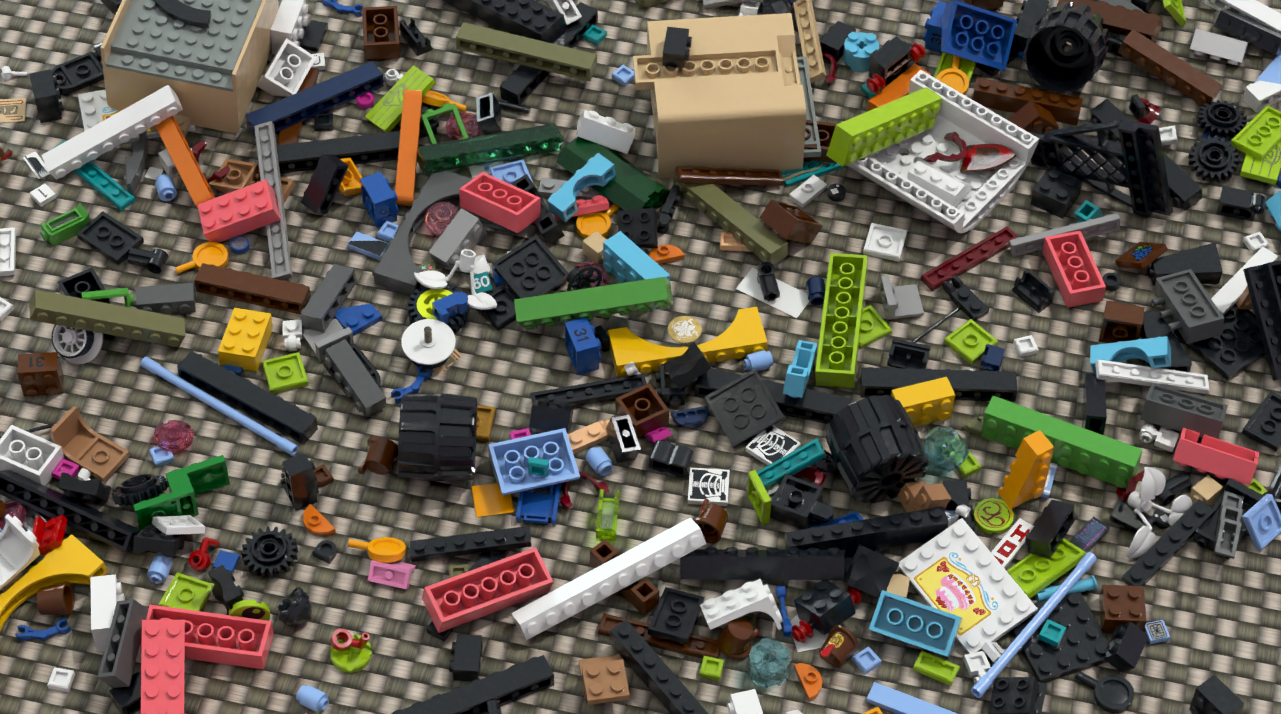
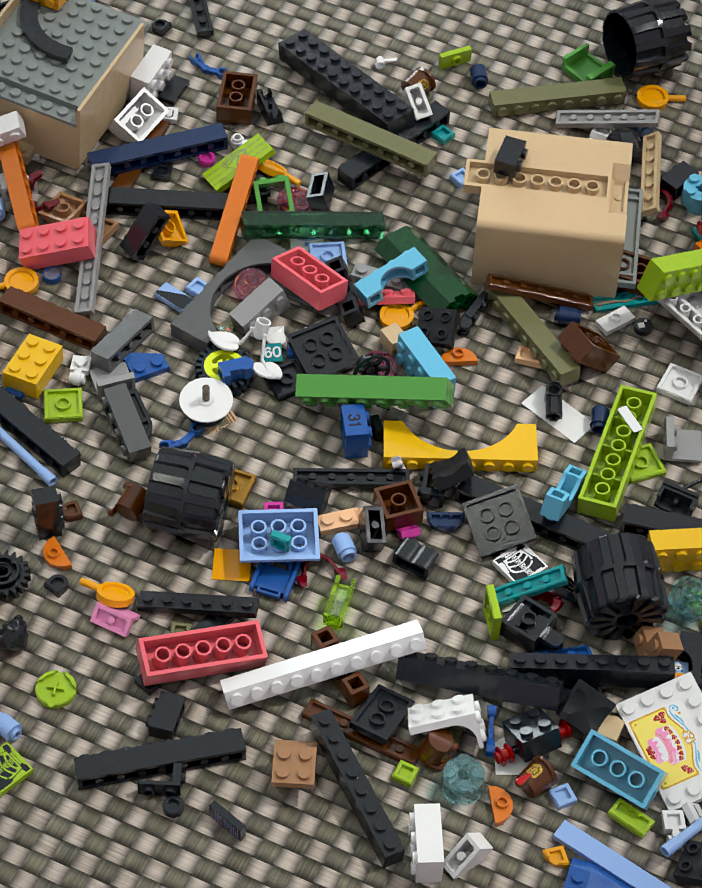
camera: 10 degrees right, 0 degrees up
(346, 637) = (53, 671): red plate -> none
(379, 199) = (194, 254): blue brick -> none
(515, 107) = (348, 190): black bar -> none
(605, 131) = (428, 228): white slope -> none
(684, 329) = (461, 433): pearl gold sticker -> none
(709, 485) = (446, 592): tile -> none
(712, 521) = (439, 628): reddish brown hat -> none
(758, 360) = (525, 478): light blue brick -> none
(761, 194) = (566, 315): none -> dark blue brick
(847, 285) = (630, 419): none -> white sticker
(961, 510) = (692, 664): white hand -> none

